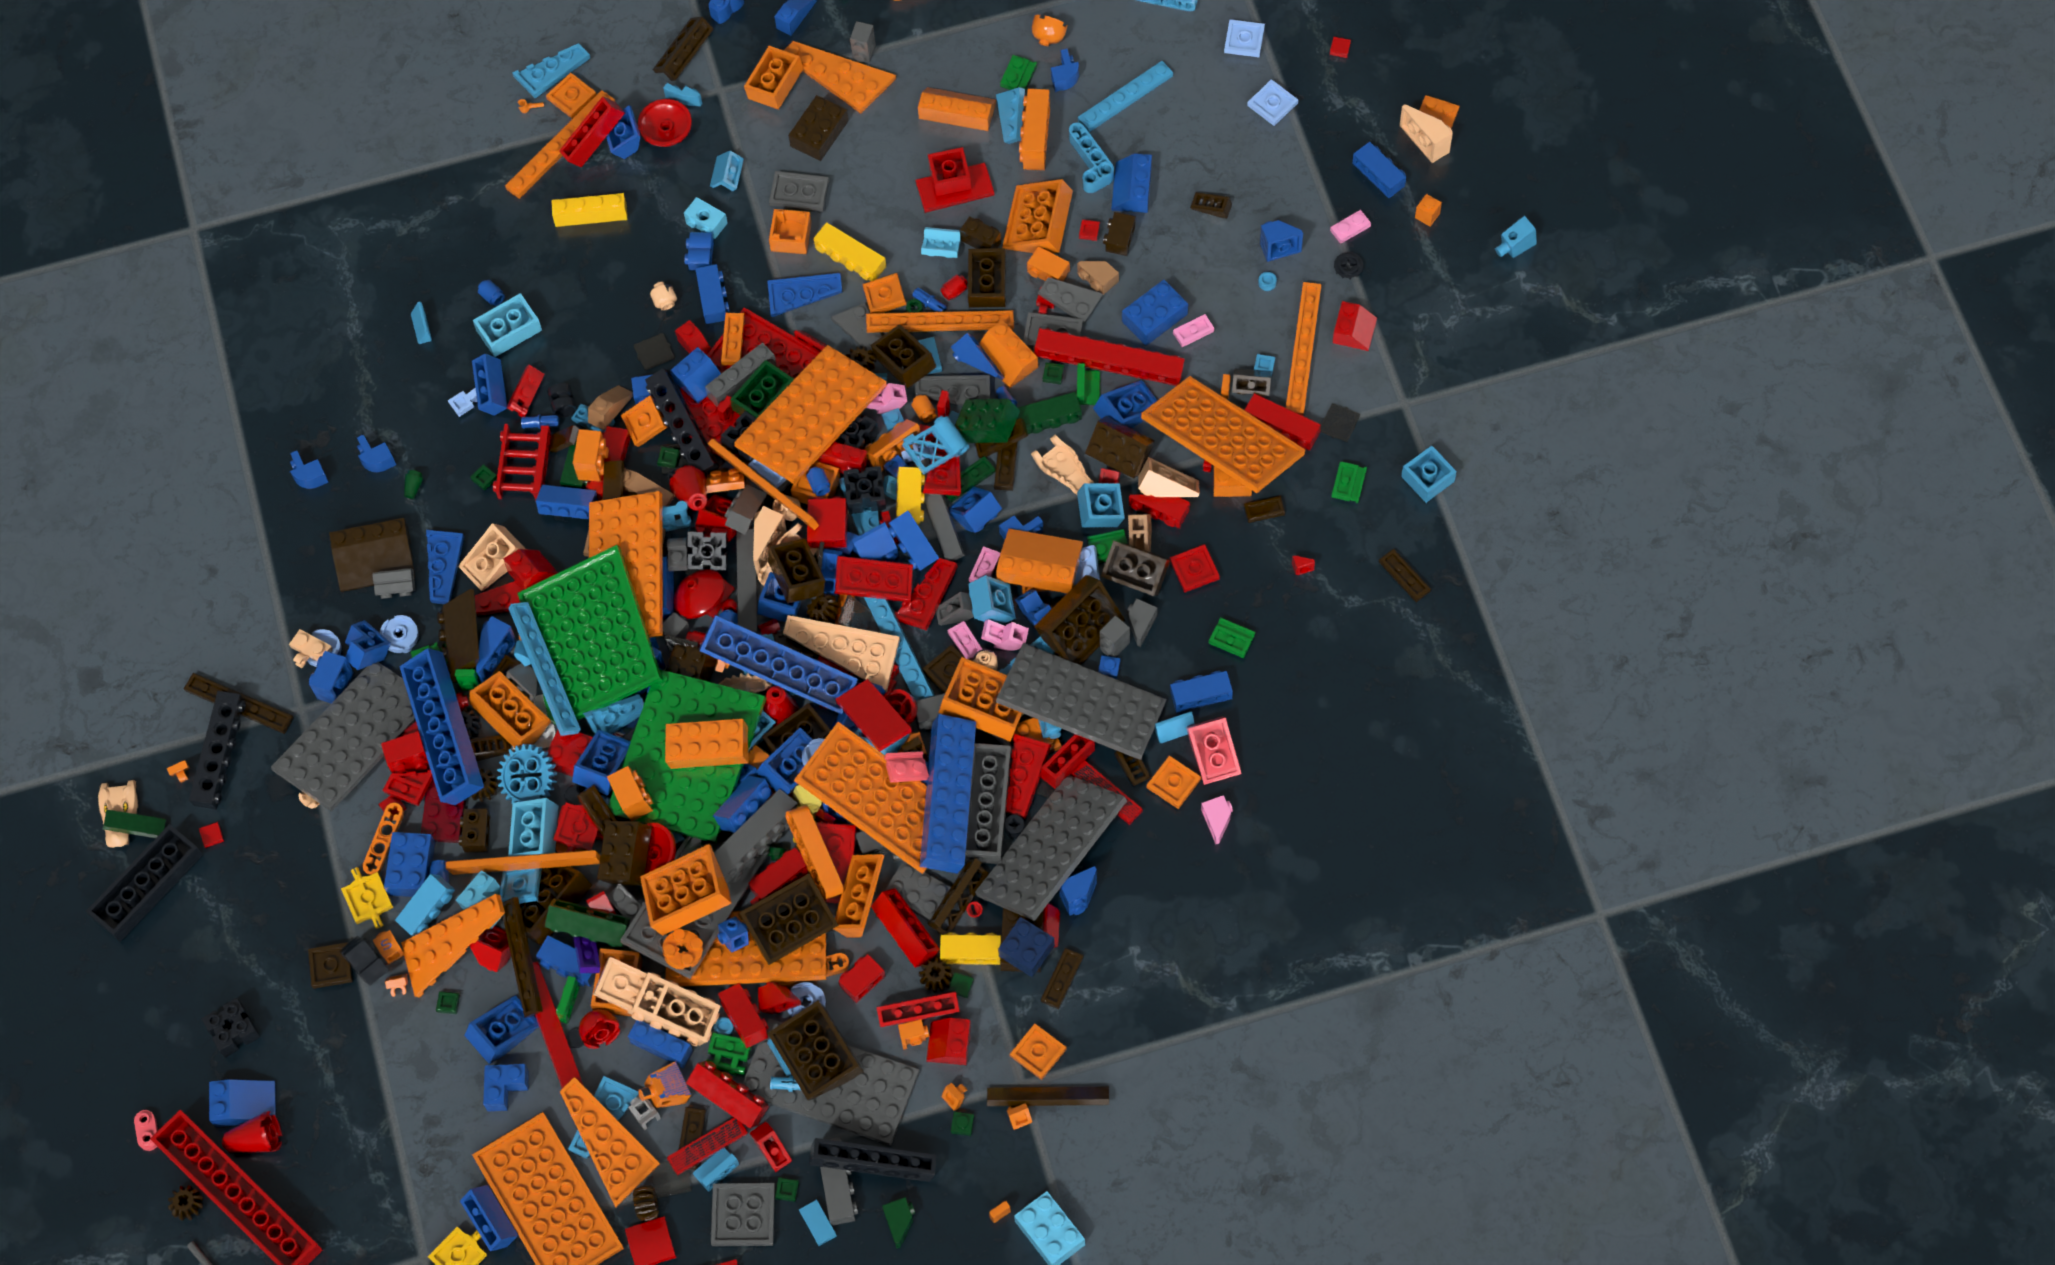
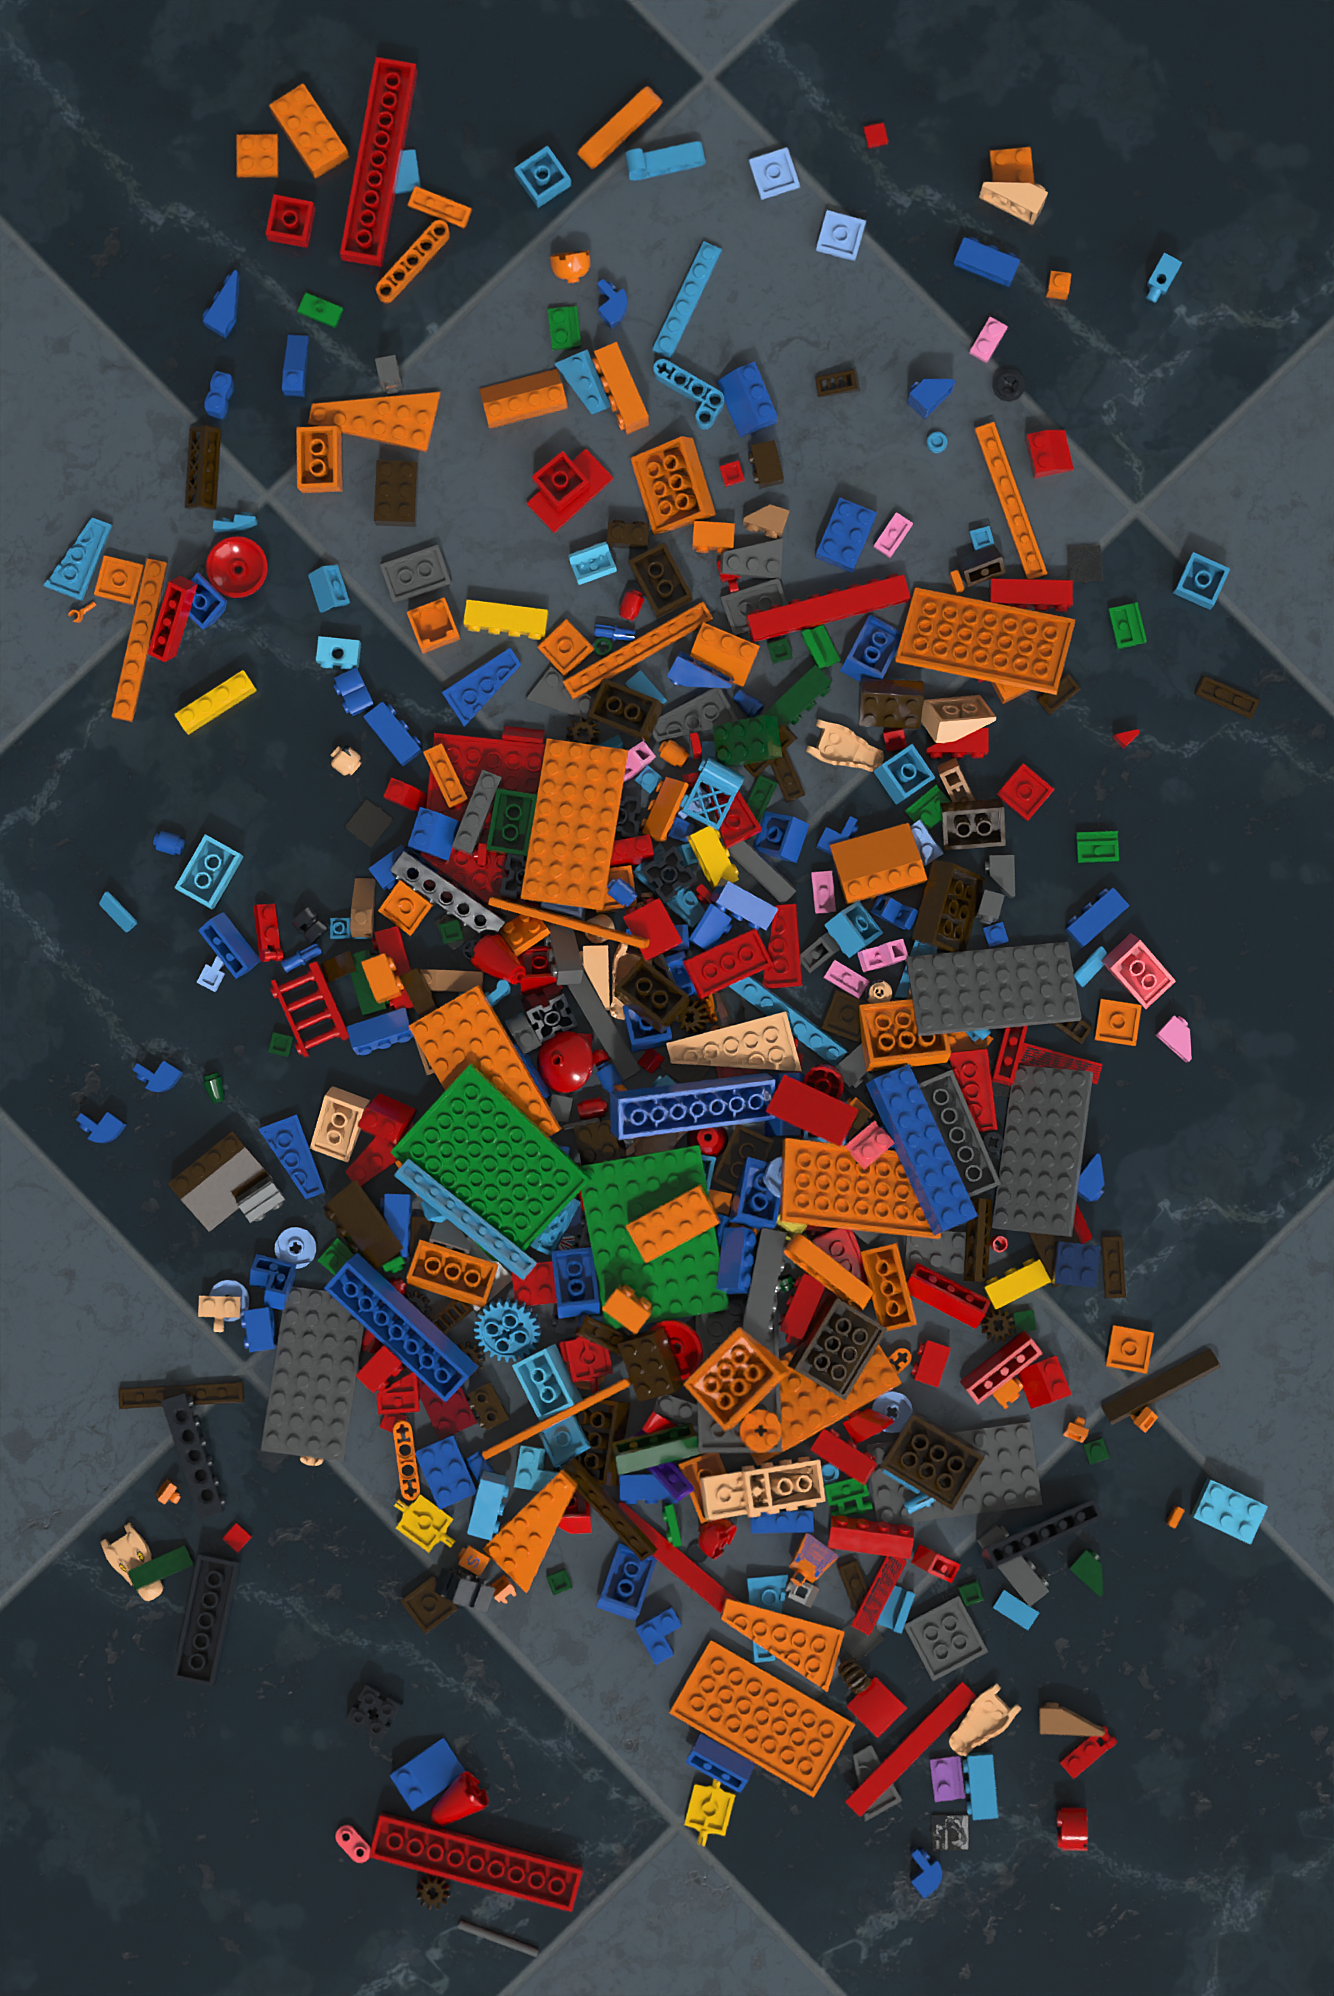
camera: 30 degrees left, 20 degrees up
(733, 934) = (796, 1389): blue brick -> none

